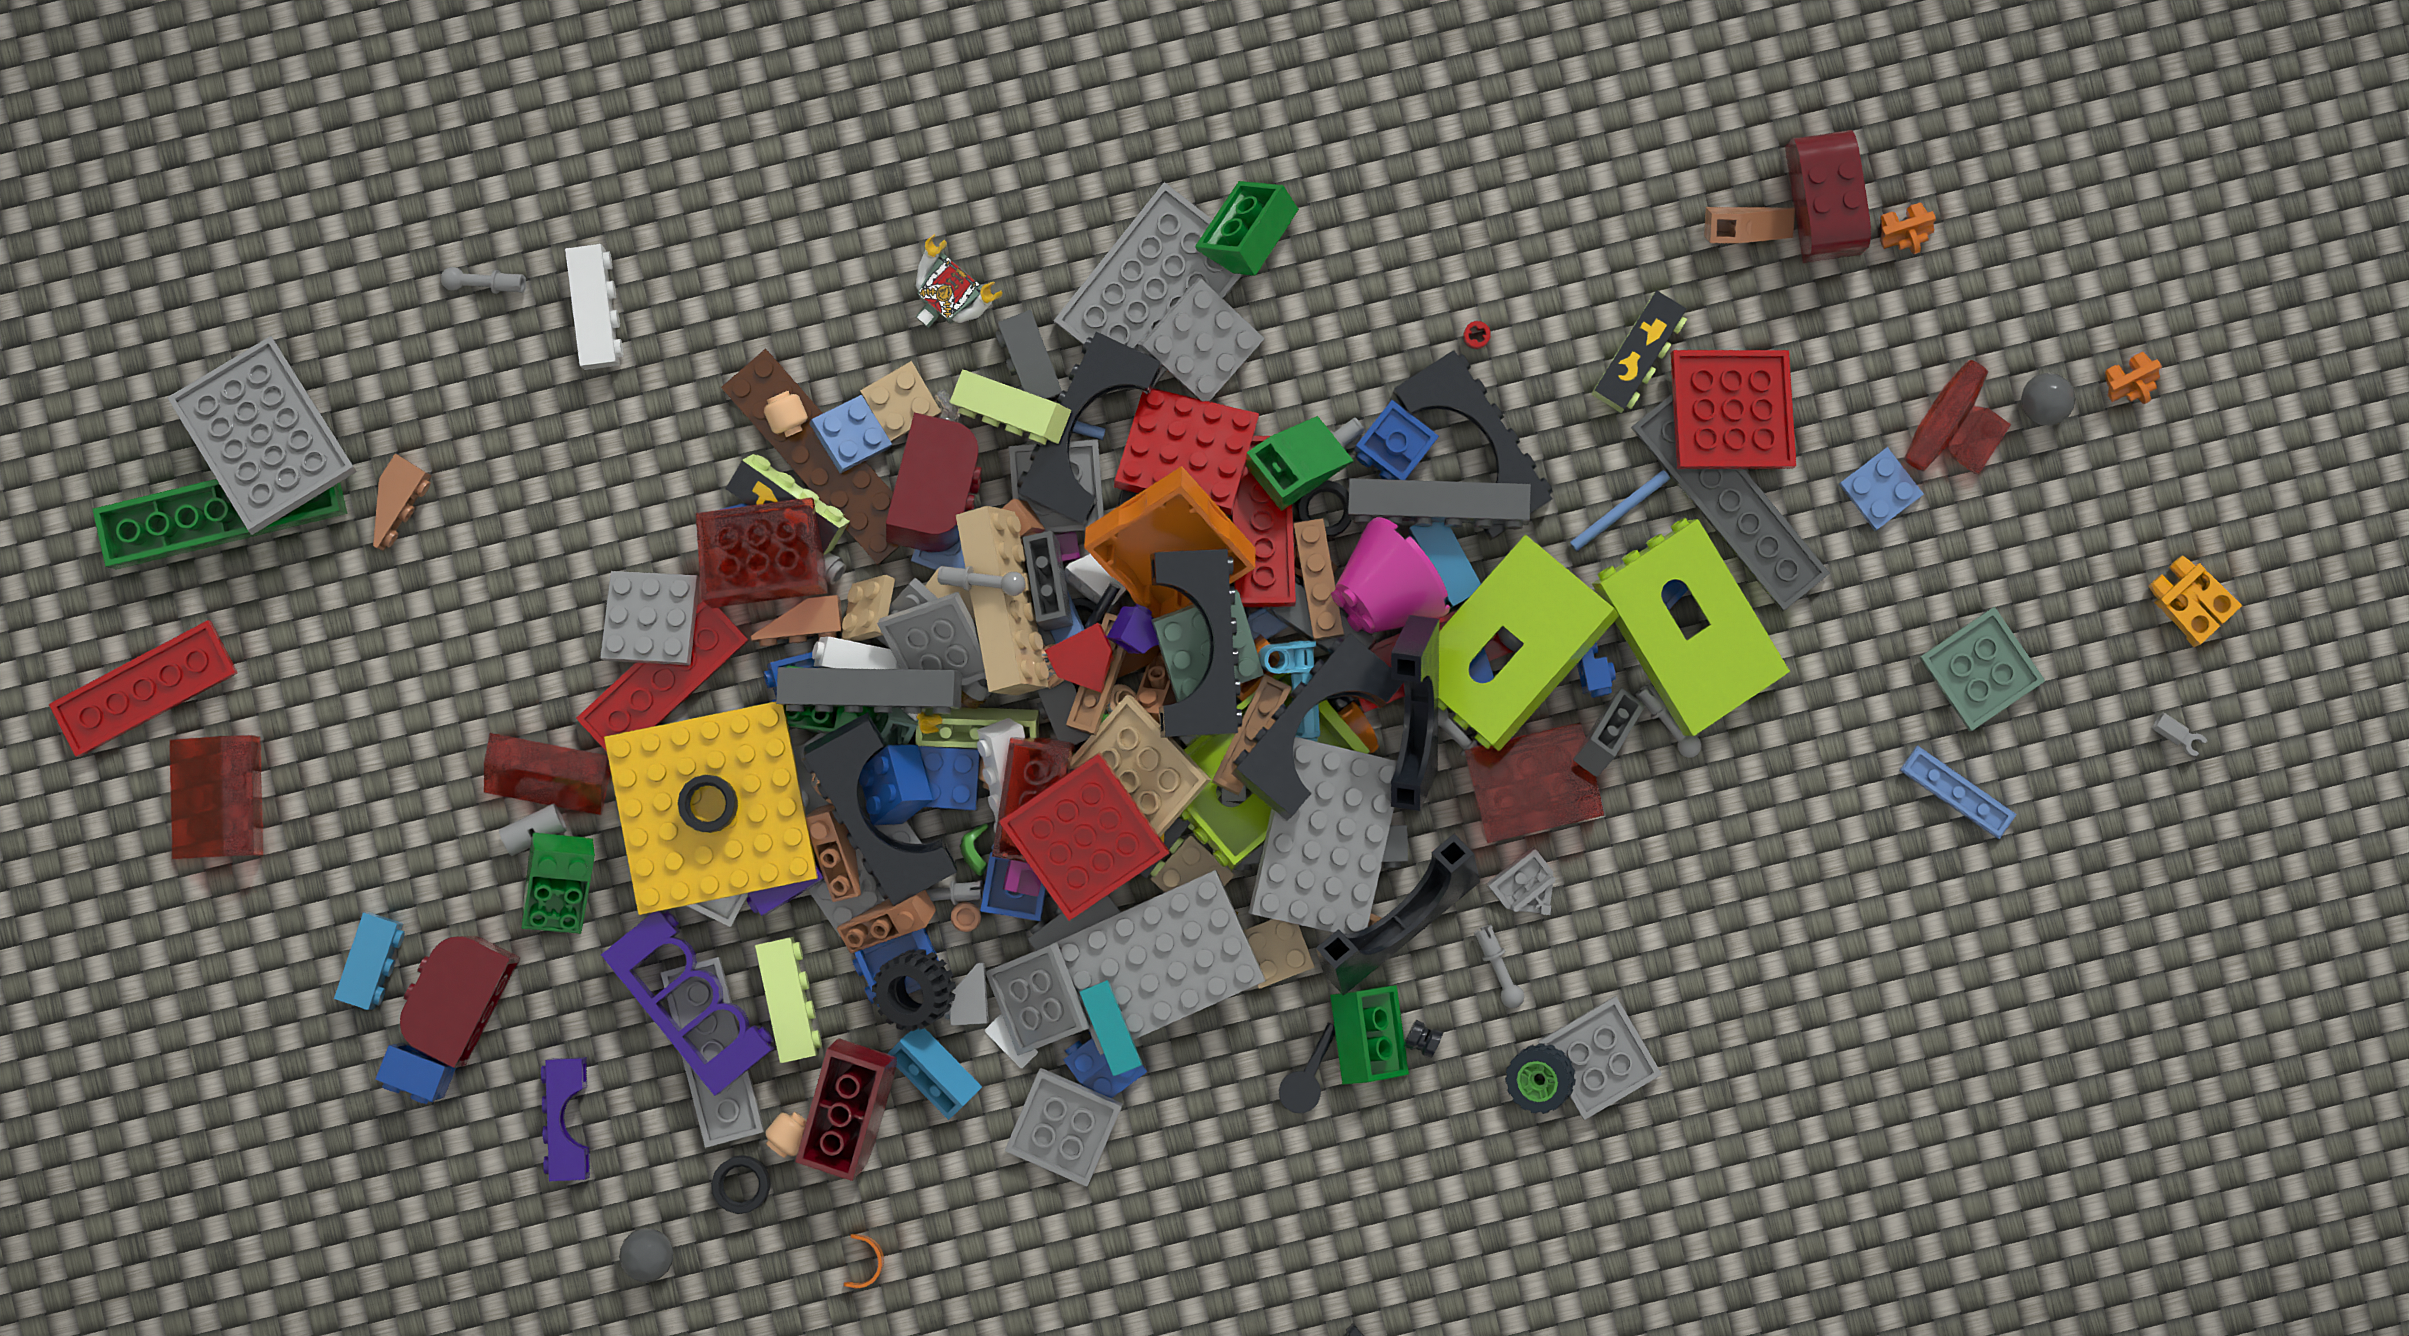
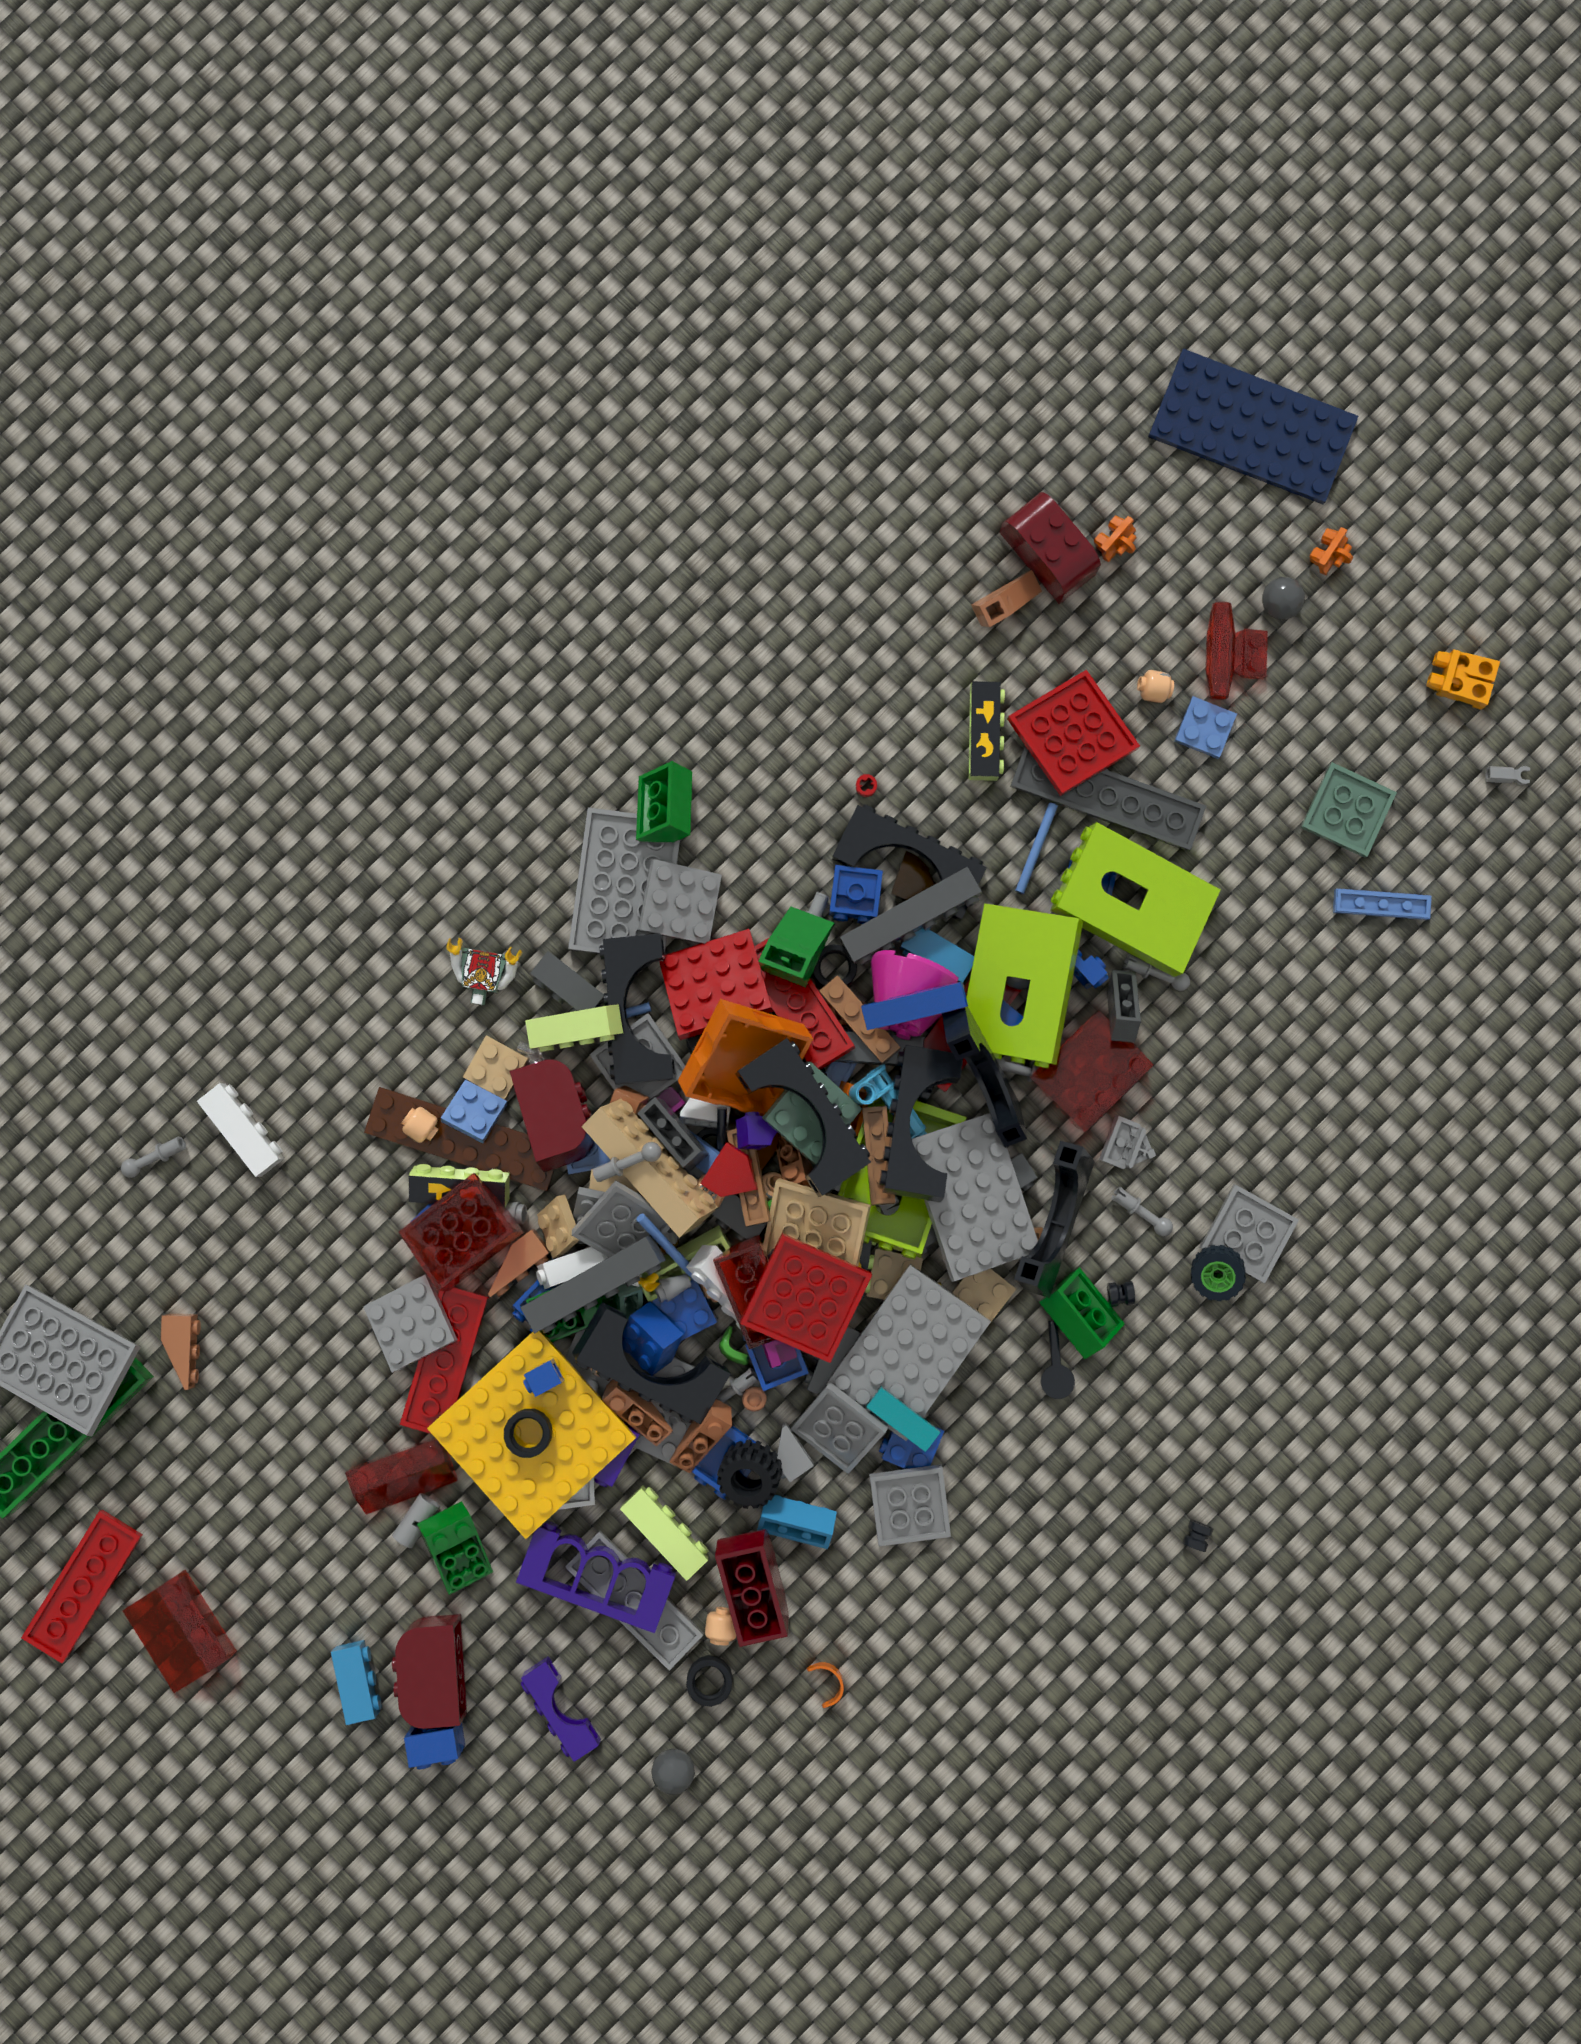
camera: 35 degrees left, 0 degrees up
(758, 755) = (543, 1378): none -> blue brick
(949, 743) = (672, 1287): none -> light grey cone
(969, 691) = (664, 1243): none -> medium blue bar
(999, 1034) = (826, 1466): white sticker -> none
(1360, 725) = (947, 1102): orange helmet -> none
(1382, 595) = (914, 1005): none -> blue slope
(1466, 462) = (912, 877): none -> dark brown brick
(1852, 412) = (1155, 686): none -> light nougat head
(2130, 194) = (1253, 426): none -> dark blue plate

